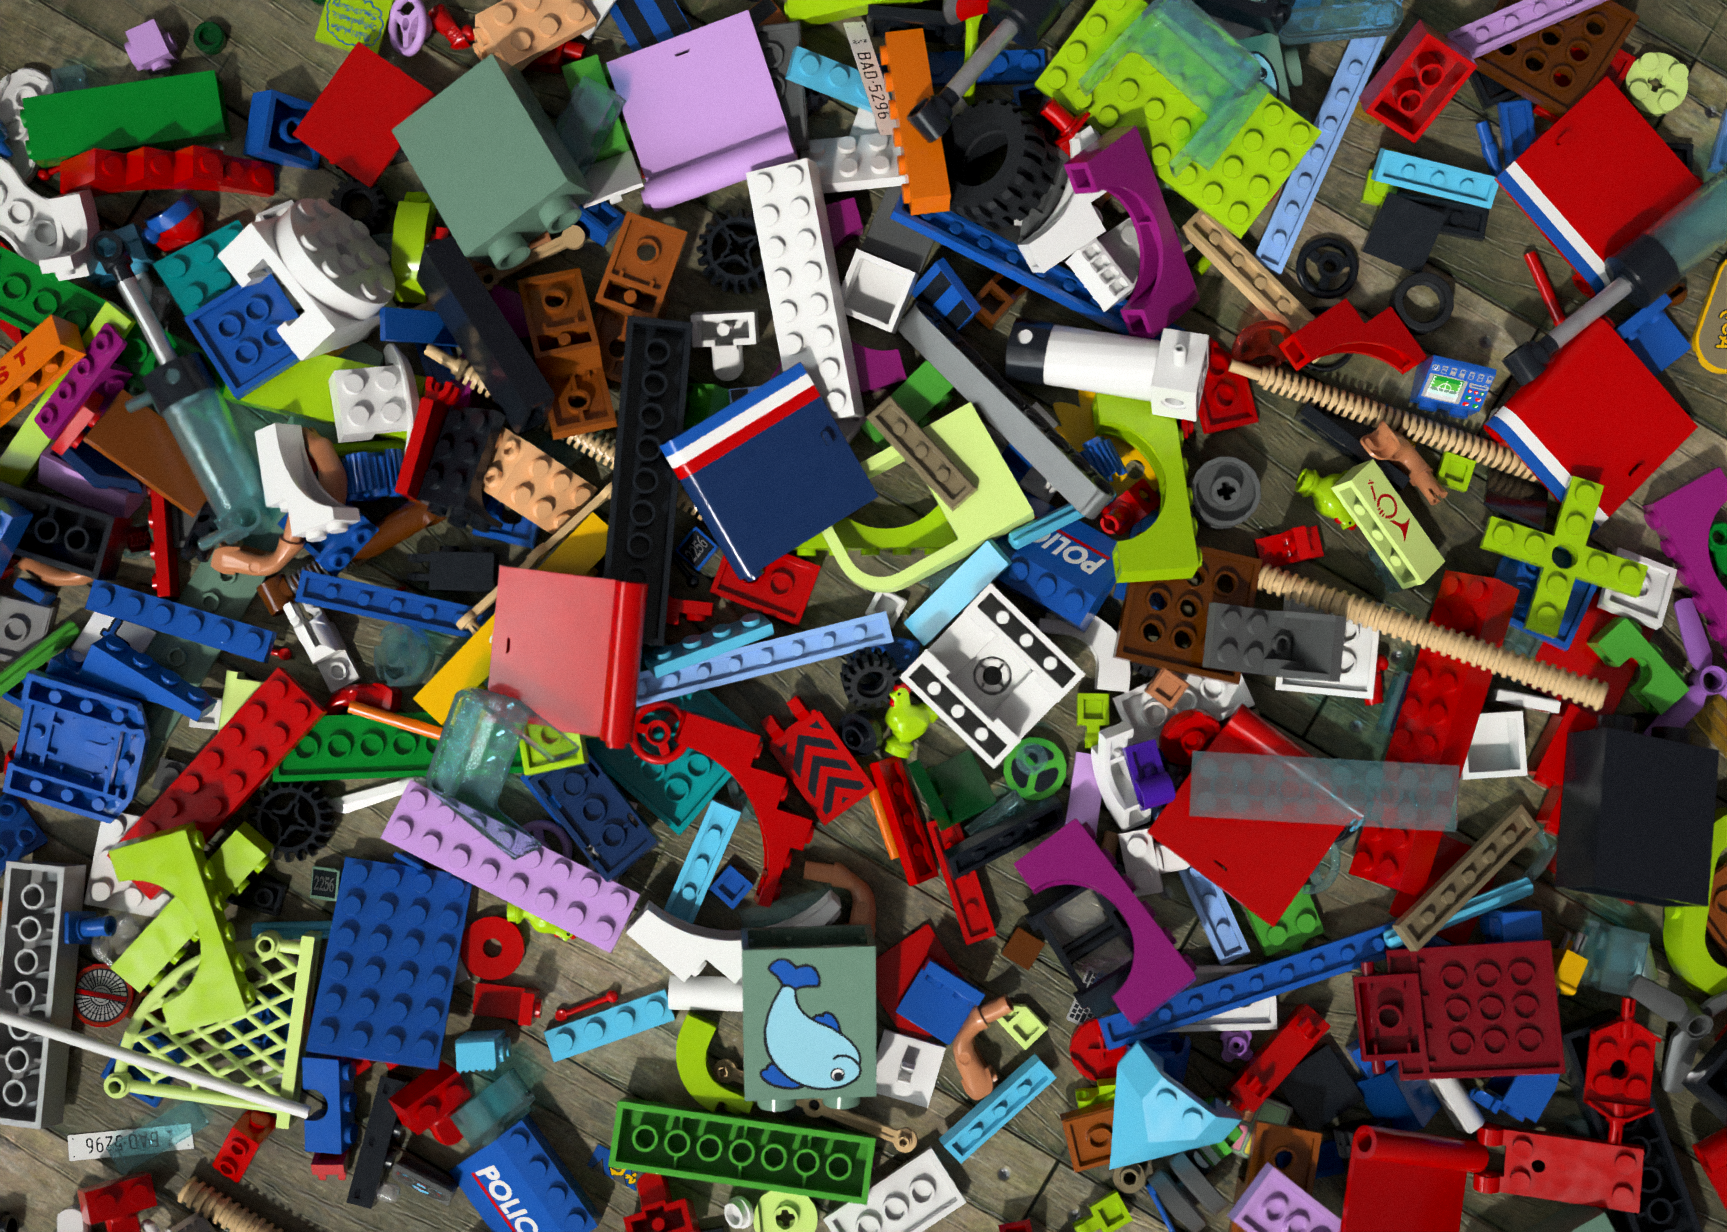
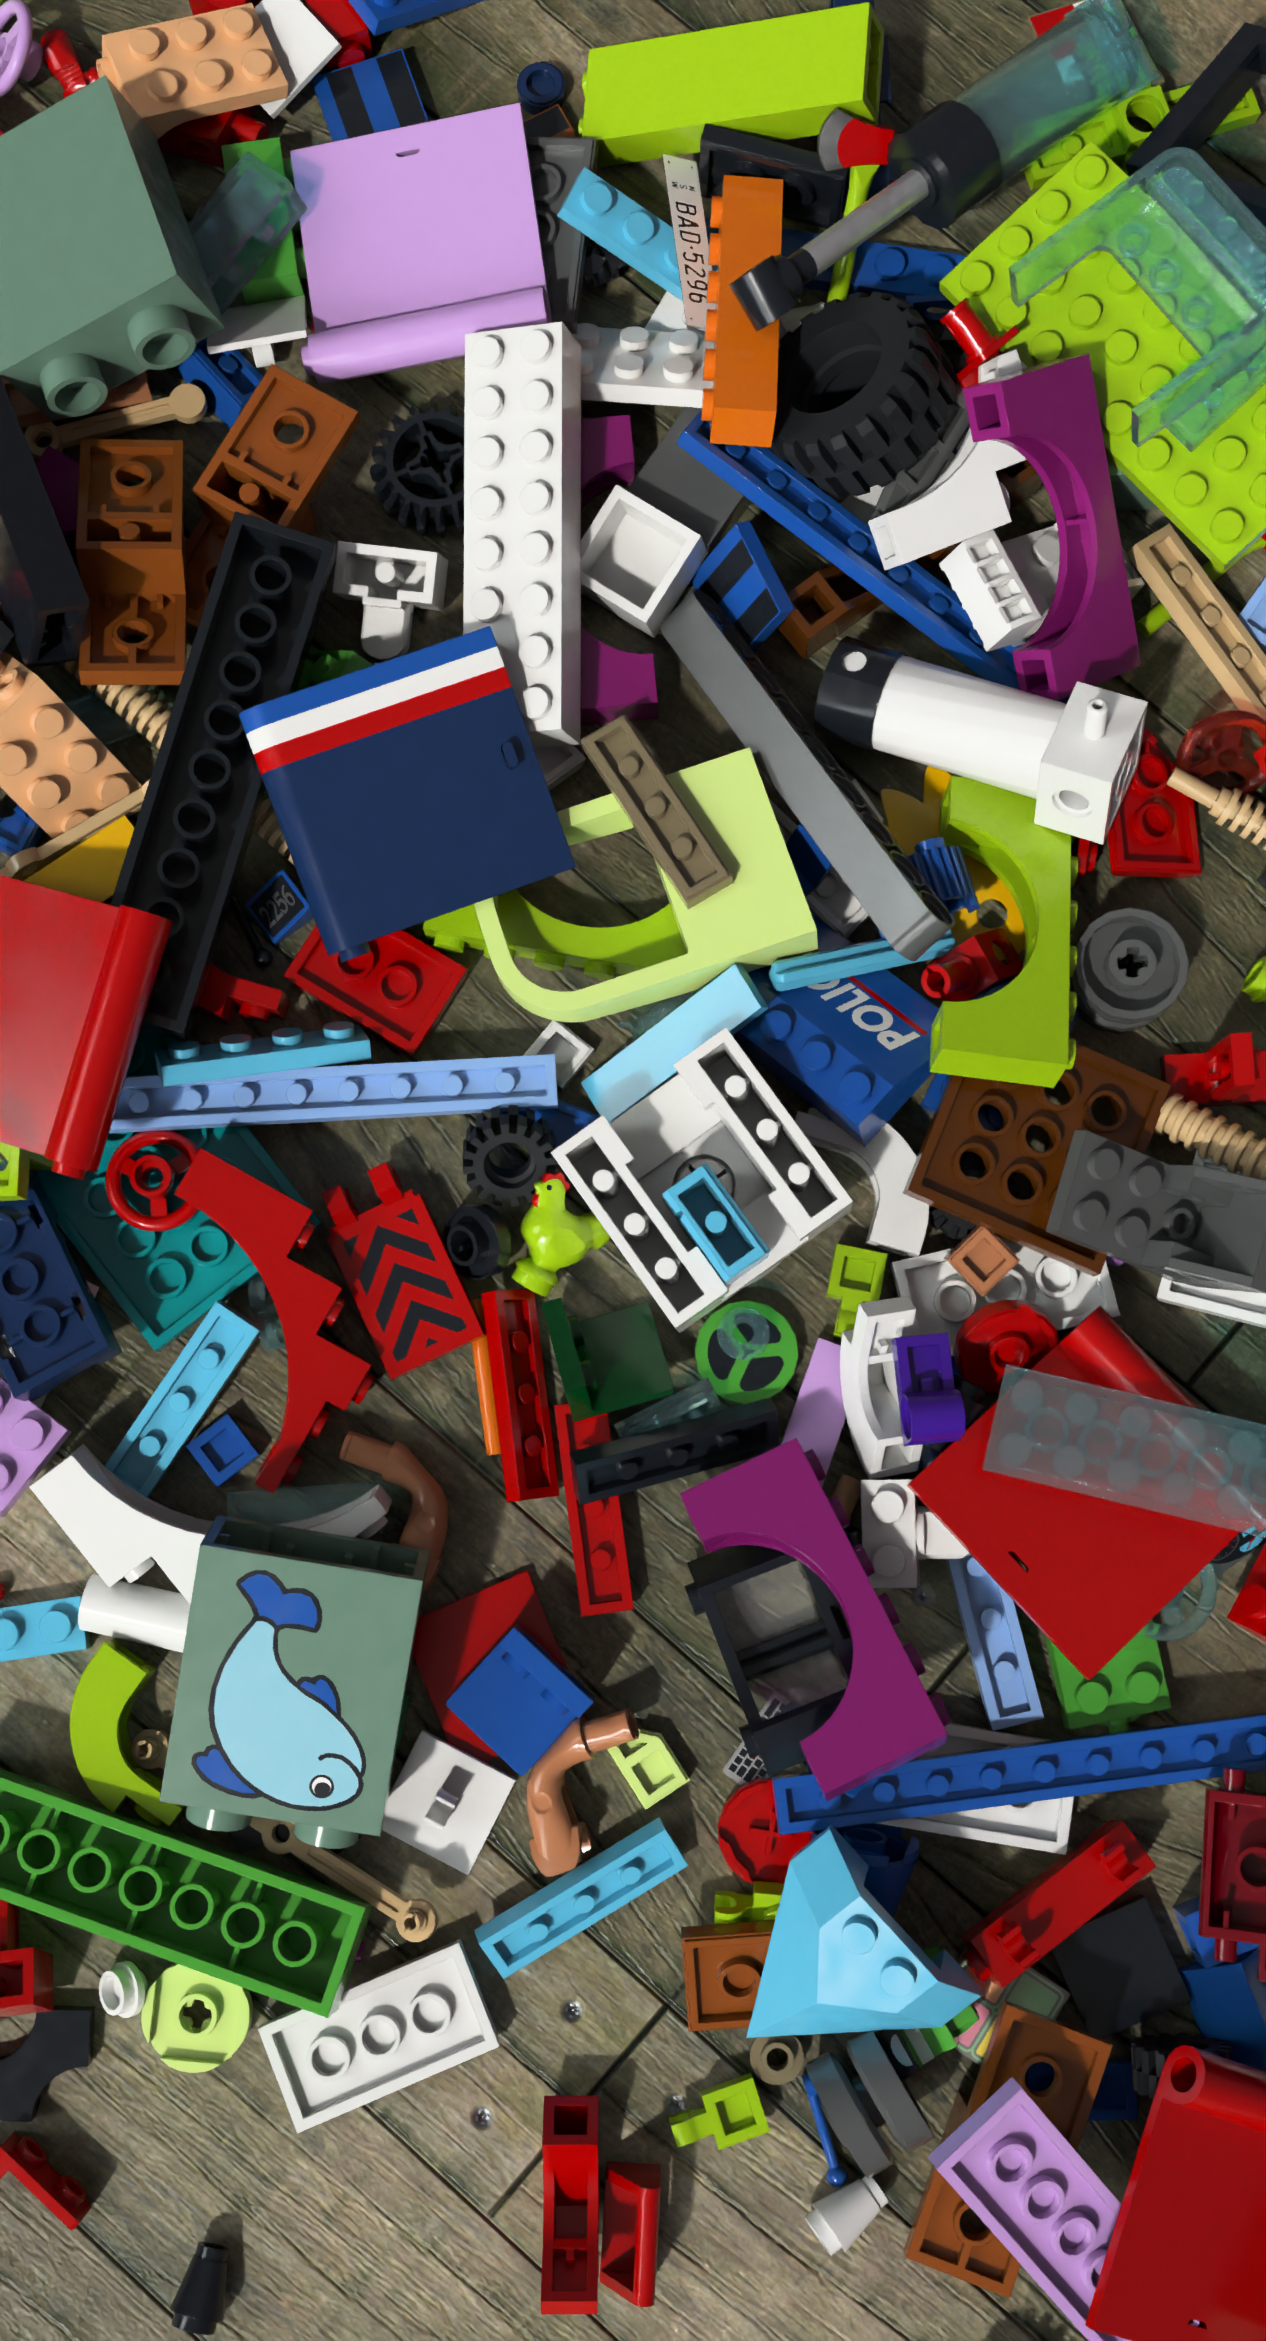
camera: 15 degrees right, 5 degrees down
(918, 398) = (675, 731): bright green brick -> none
(1006, 702) = (715, 1224): none -> medium azure brick
(1022, 948) = (672, 1640): reddish brown tile -> none
(1243, 1051) = (1004, 1880): medium lavender plate -> none

